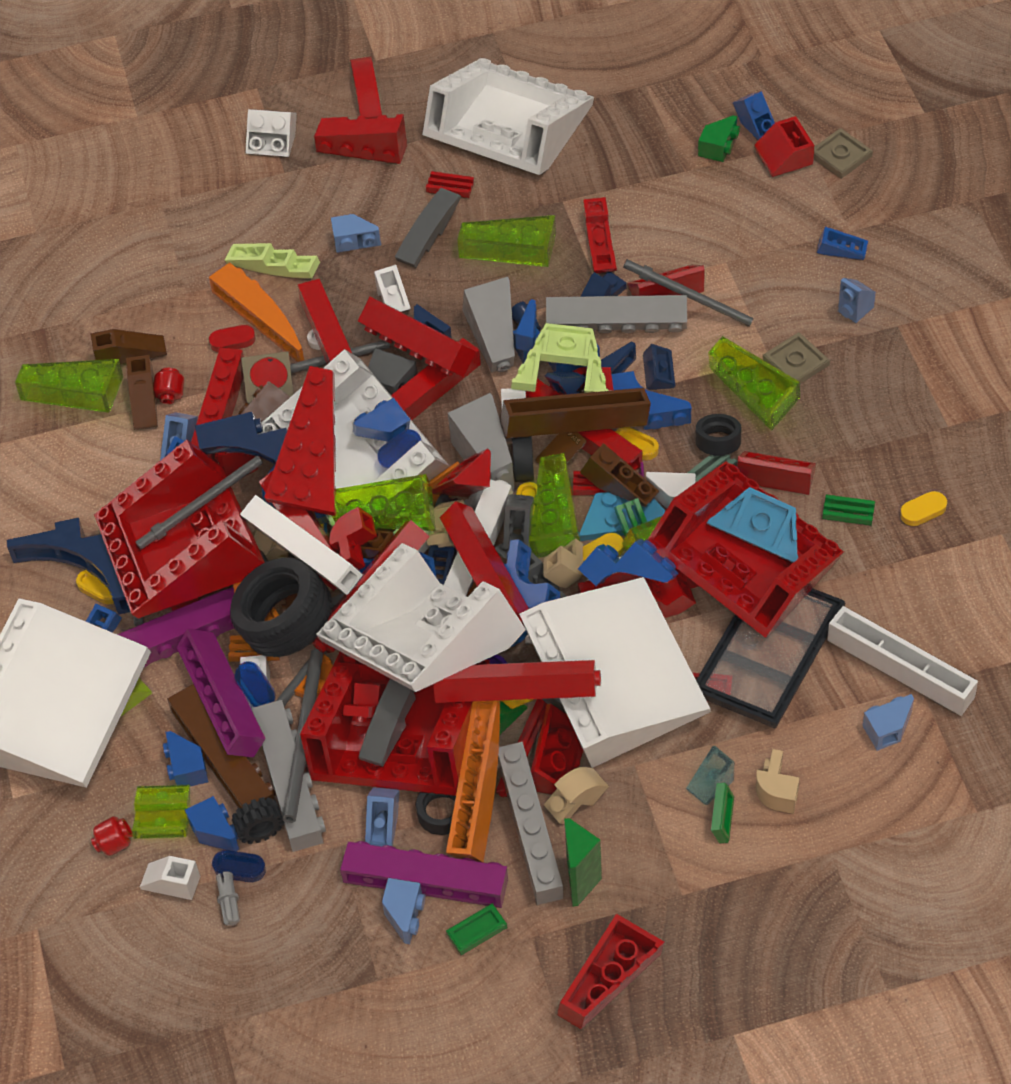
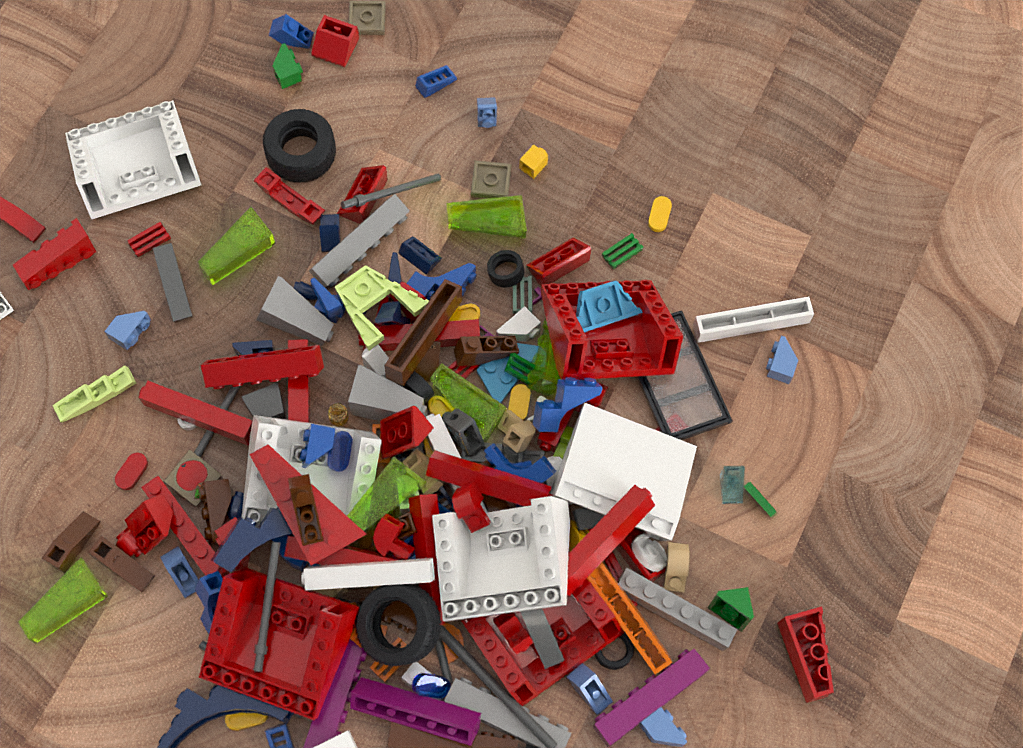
camera: 55 degrees left, 15 degrees up
(194, 372) = (150, 522): none -> red slope
(256, 307) = (120, 435): orange slope -> none
(303, 441) = (305, 509): none -> reddish brown slope
(391, 288) = (202, 346): white slope -> none
(438, 430) = (339, 419): none -> clear yellow wheel
(441, 565) = (467, 505): none -> red brick
(476, 929) = (710, 699): green tile -> none
(561, 754) = (649, 553): none -> white tile
(654, 181) = (295, 124): none -> black tyre
(775, 789) = (768, 459): tan brick -> none
(852, 372) = (533, 161): none -> yellow brick

